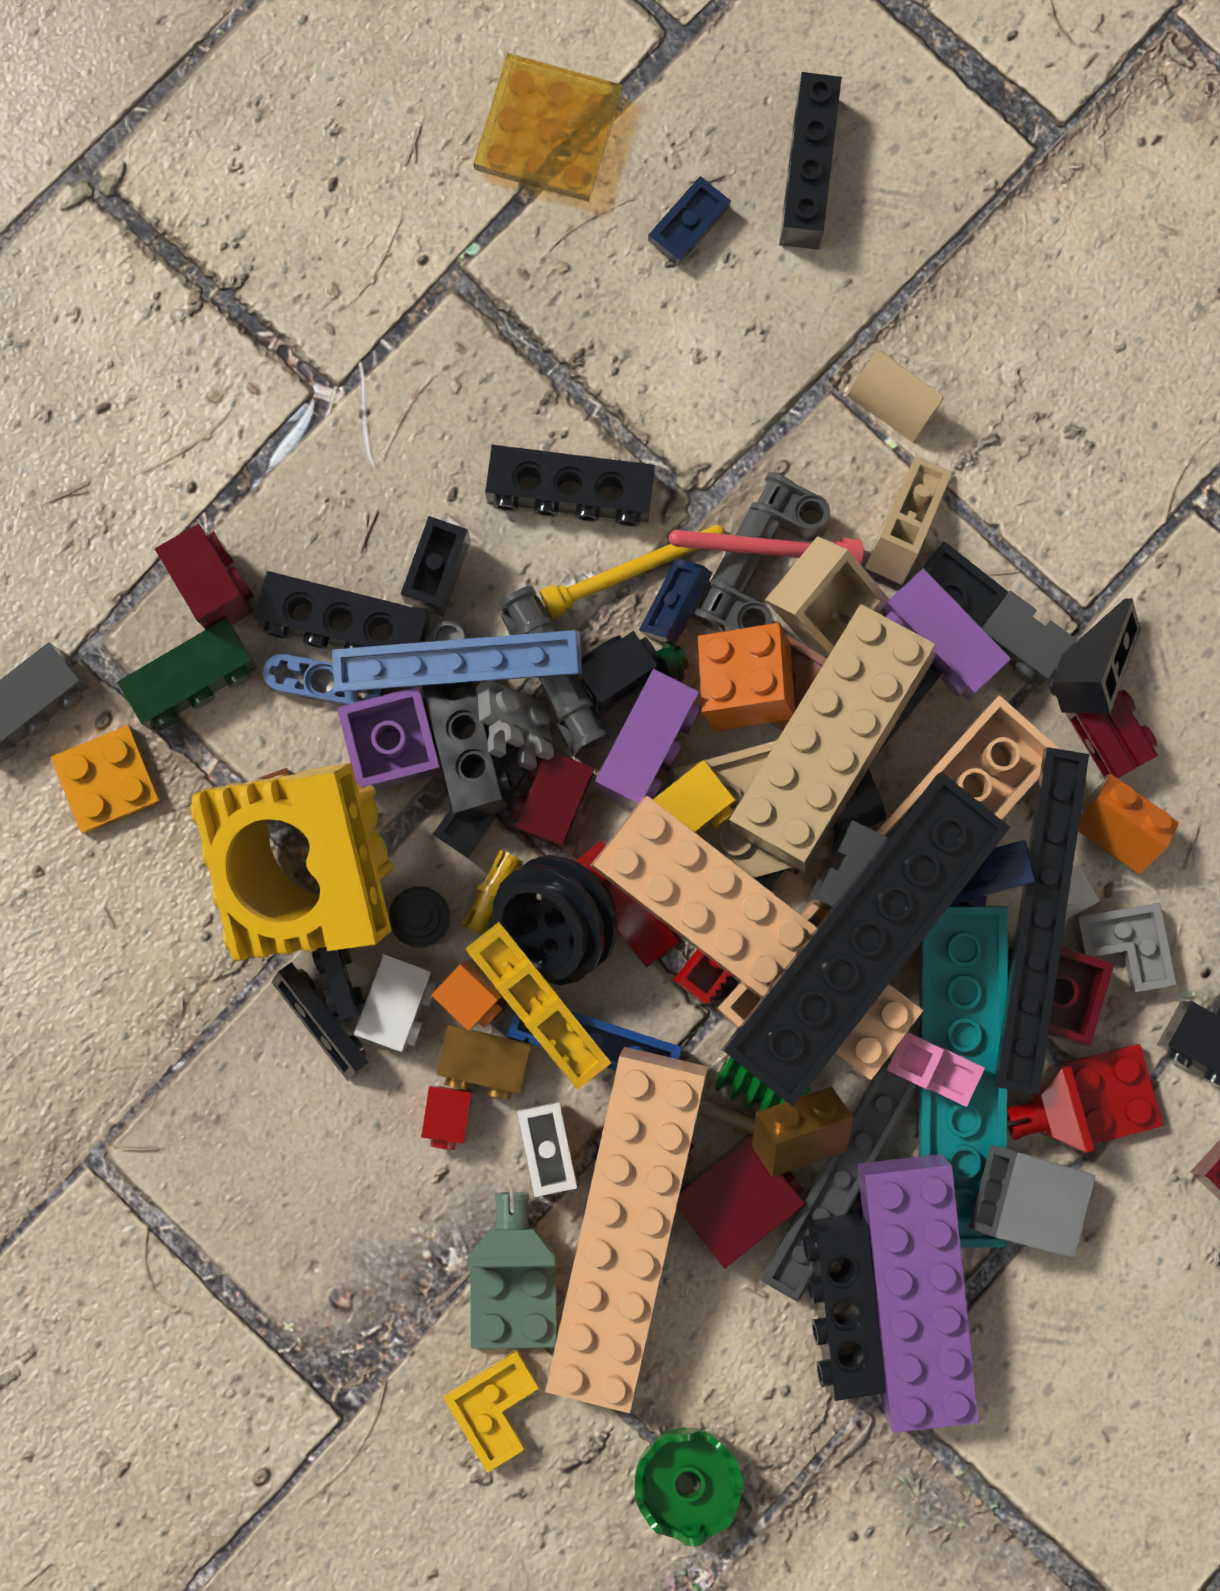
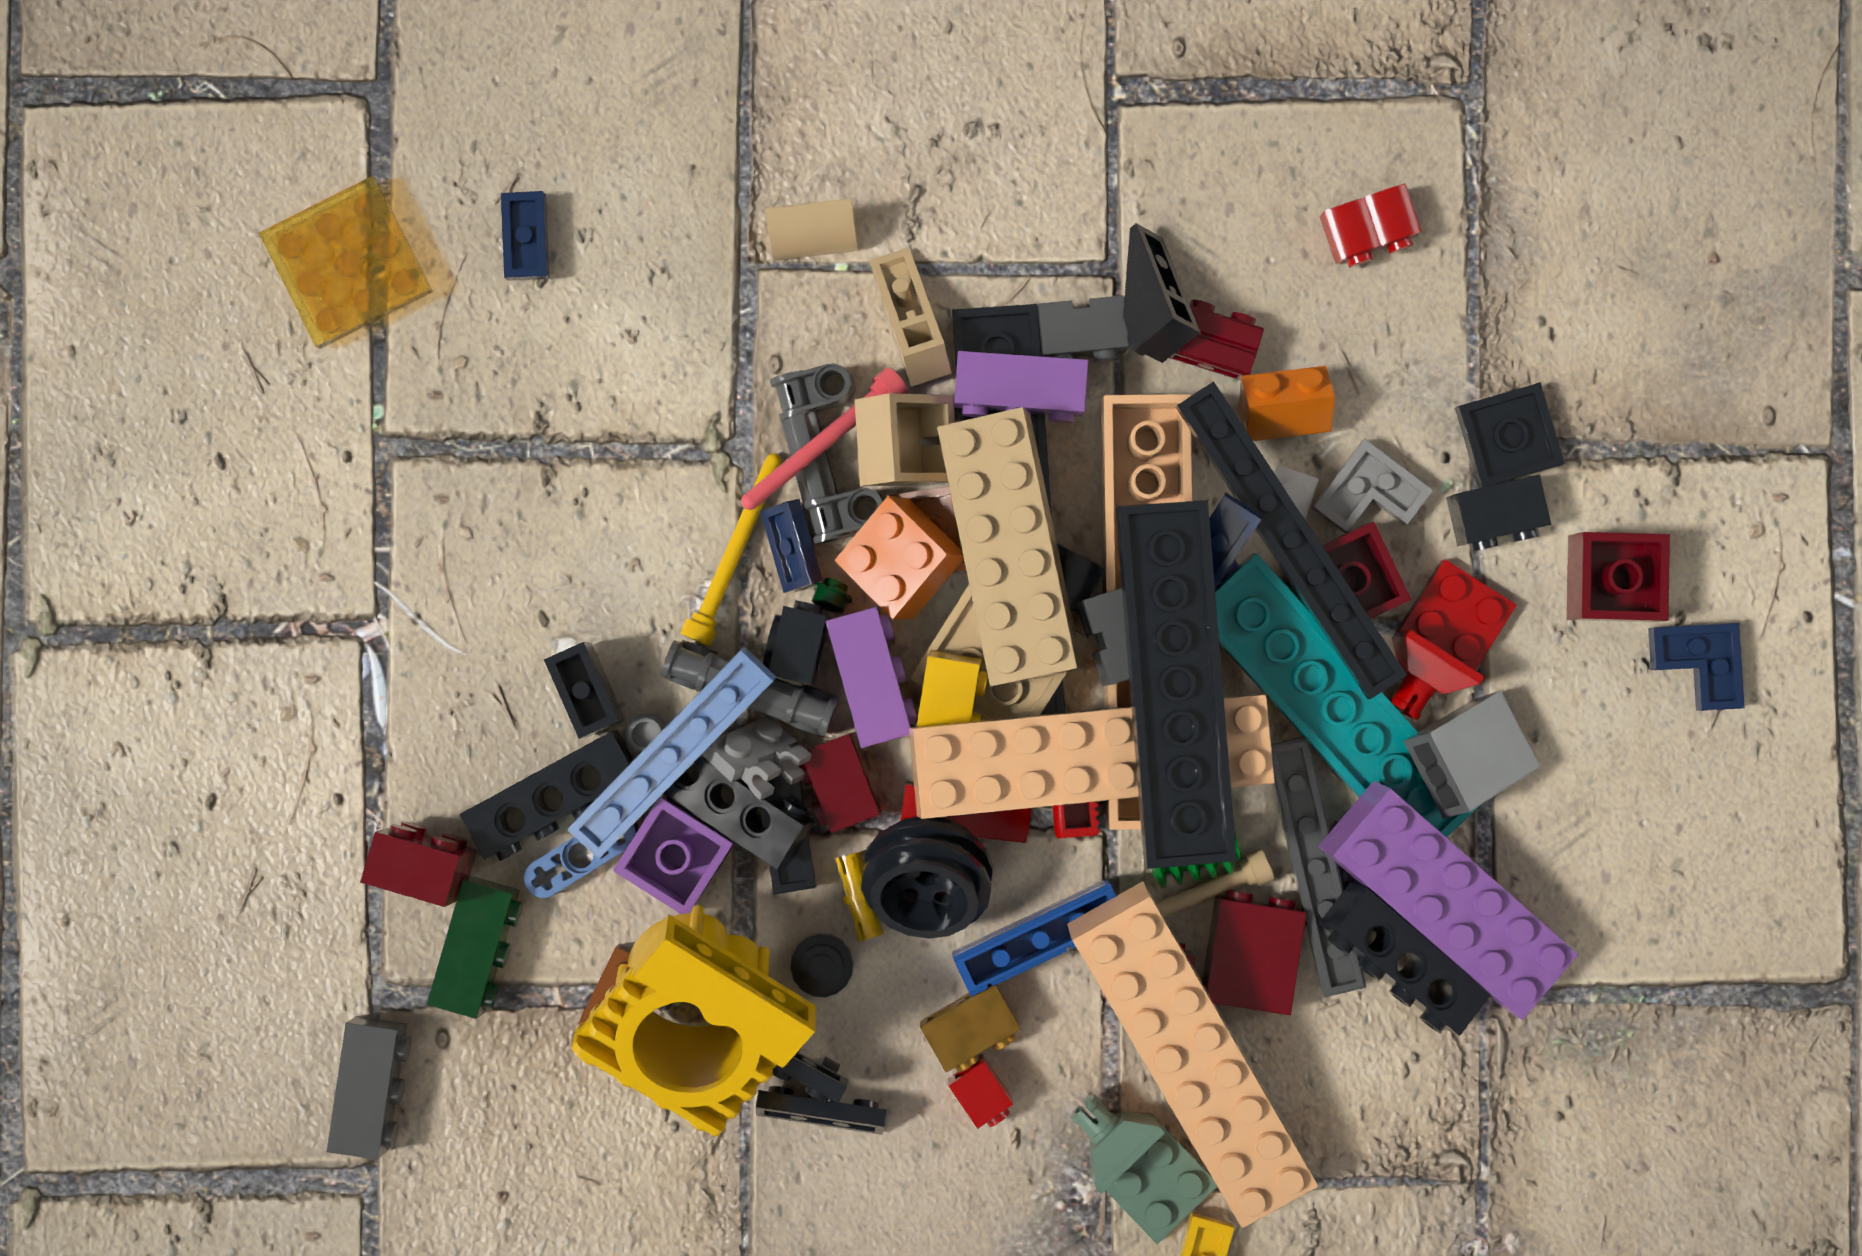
camera: 40 degrees left, 5 degrees up
(106, 779) = (487, 1081): light orange plate -> none
(395, 1004) = (865, 1046): white brick -> none
(470, 996) = (918, 987): orange brick -> none
(511, 464) = (567, 558): black brick -> none
(538, 1006) = (975, 954): yellow slope -> none
(547, 1149) = (1078, 1049): white brick -> none
(688, 1516) = (1425, 1218): green plate -> none
(802, 1134) = (1264, 858): pearl gold brick -> none
(810, 160) = (574, 101): black brick -> none
(936, 1068) = (1313, 723): bright pink slope -> none

